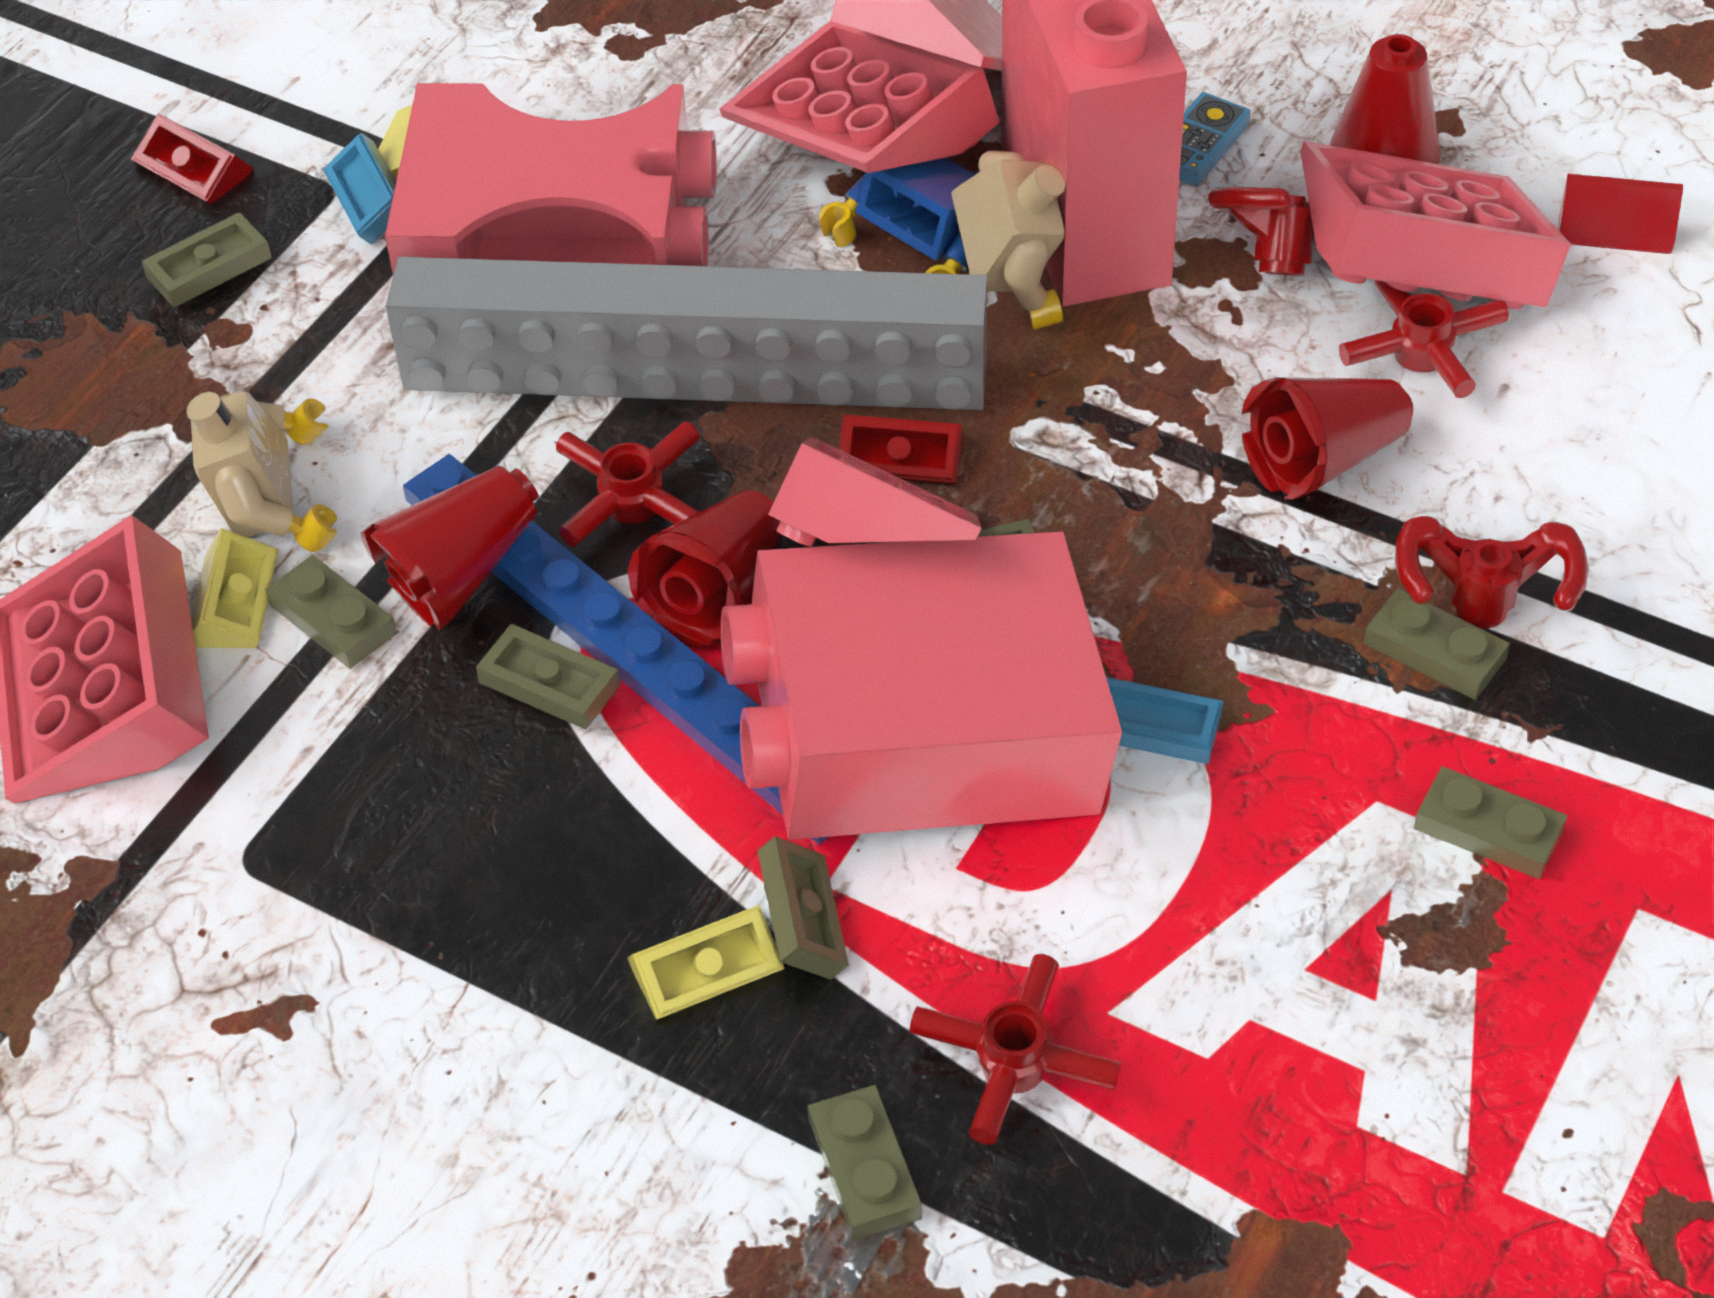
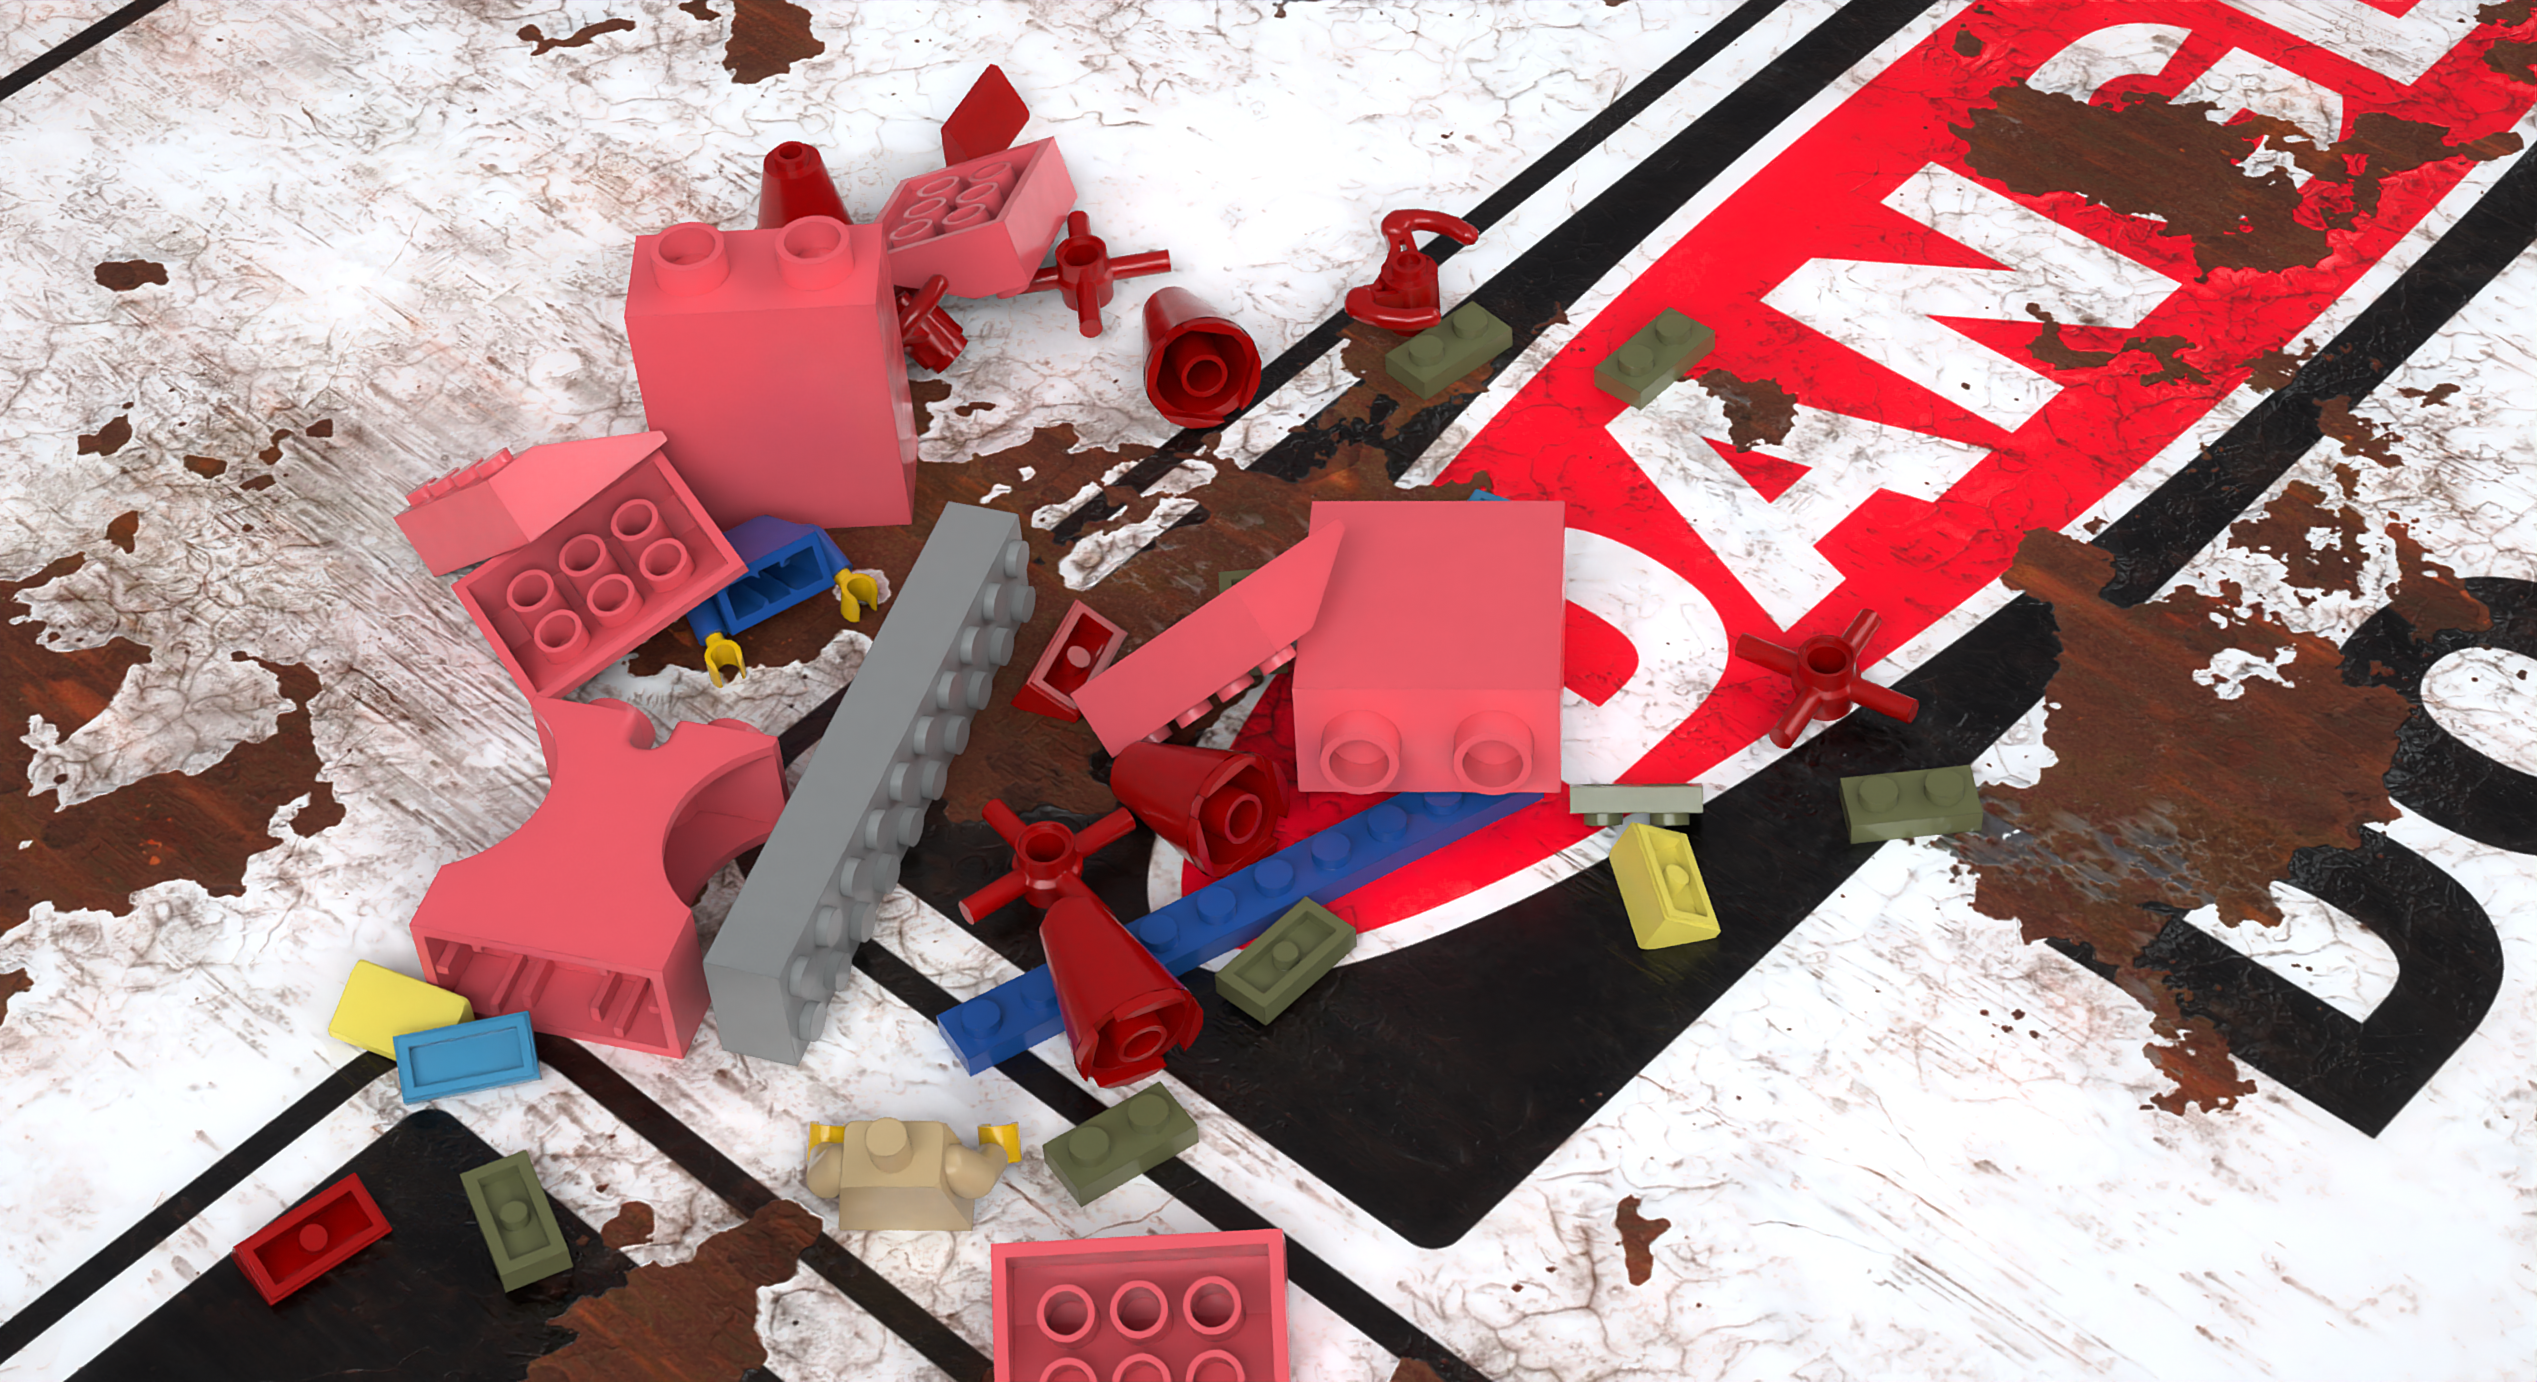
camera: 75 degrees left, 5 degrees down
(232, 592) = (1038, 1216): light yellow slope -> none
(1012, 228) = (860, 480): tan torso -> none

